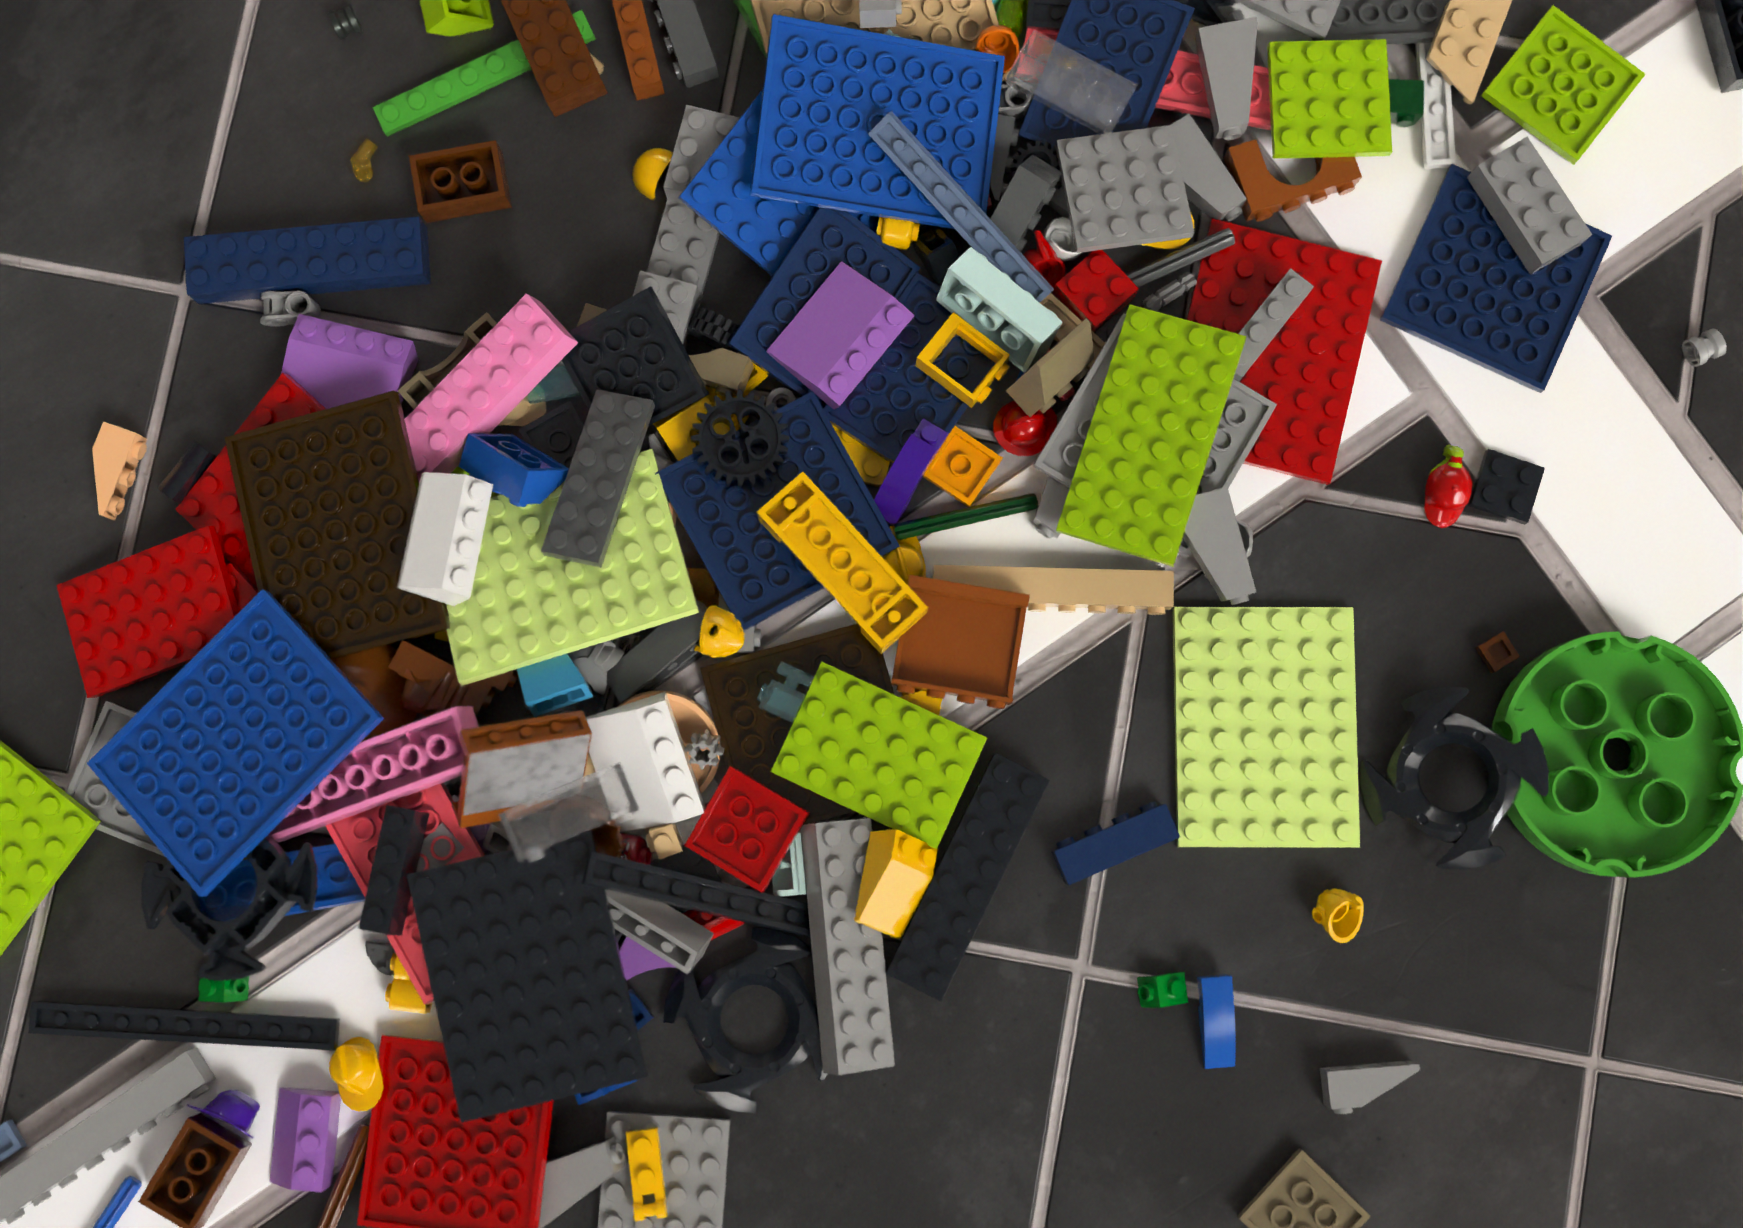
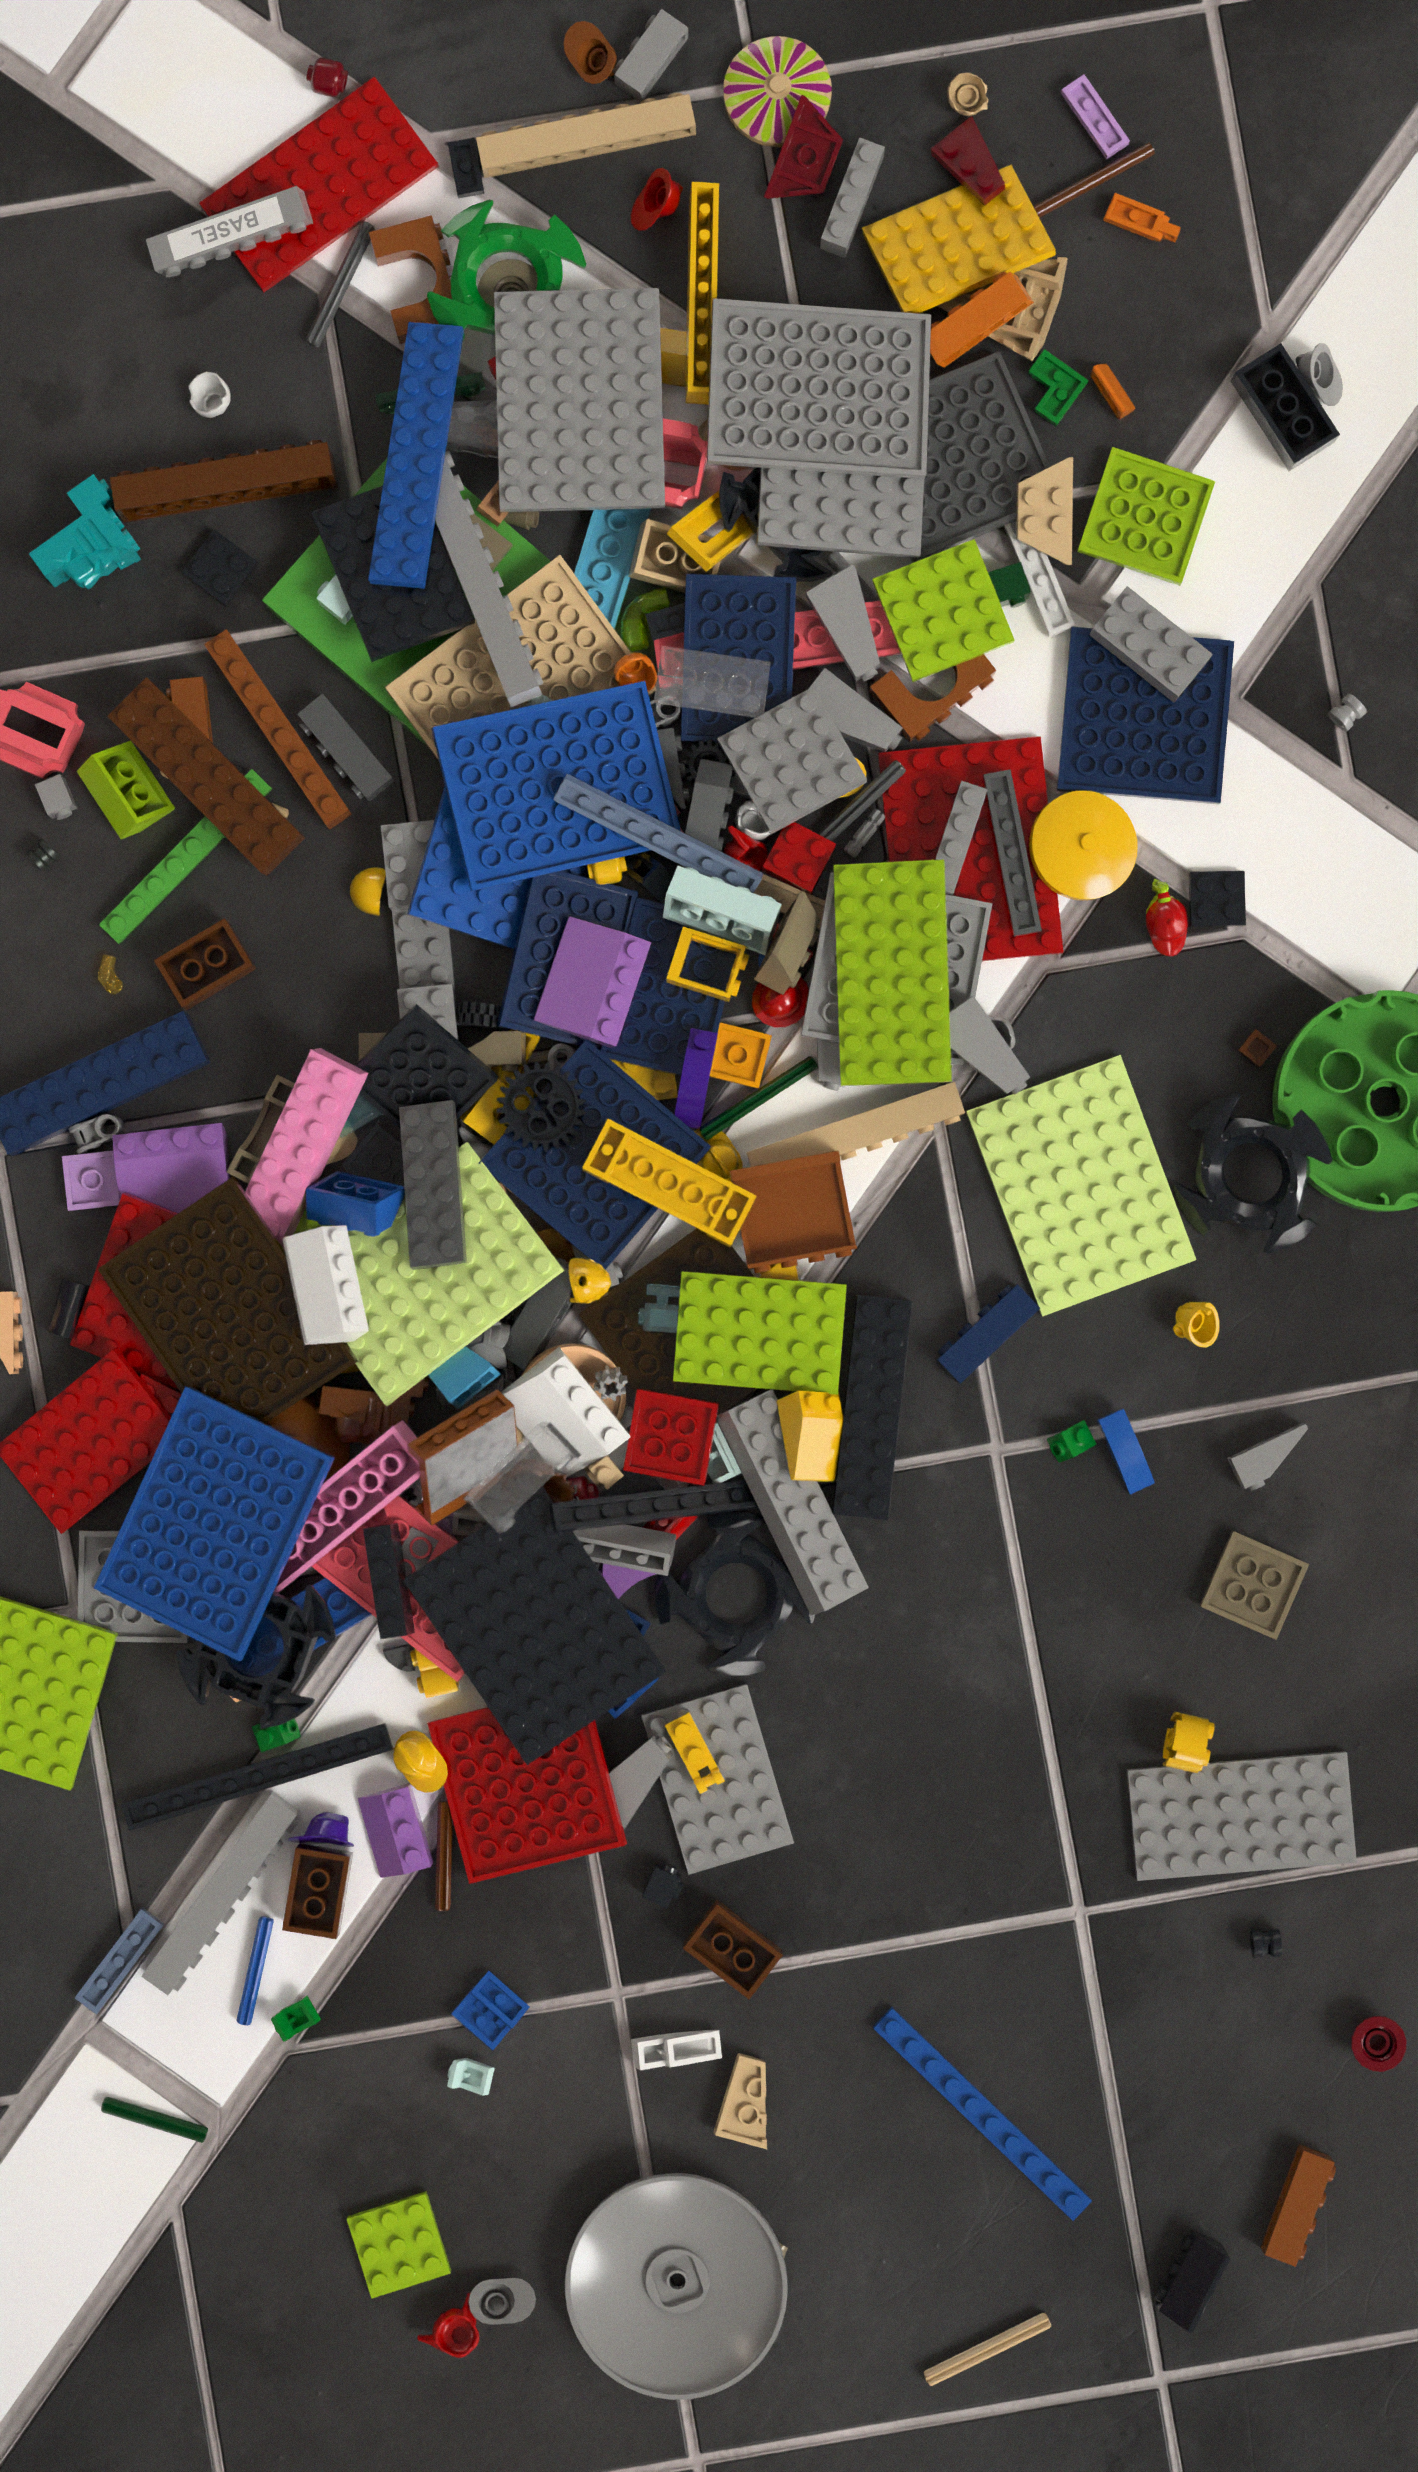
camera: 20 degrees left, 5 degrees up
(259, 353) = (90, 1180): none -> lavender plate
(1314, 363) = (1012, 853): none -> dark grey plate
(1388, 383) = (1083, 845): none -> yellow dish

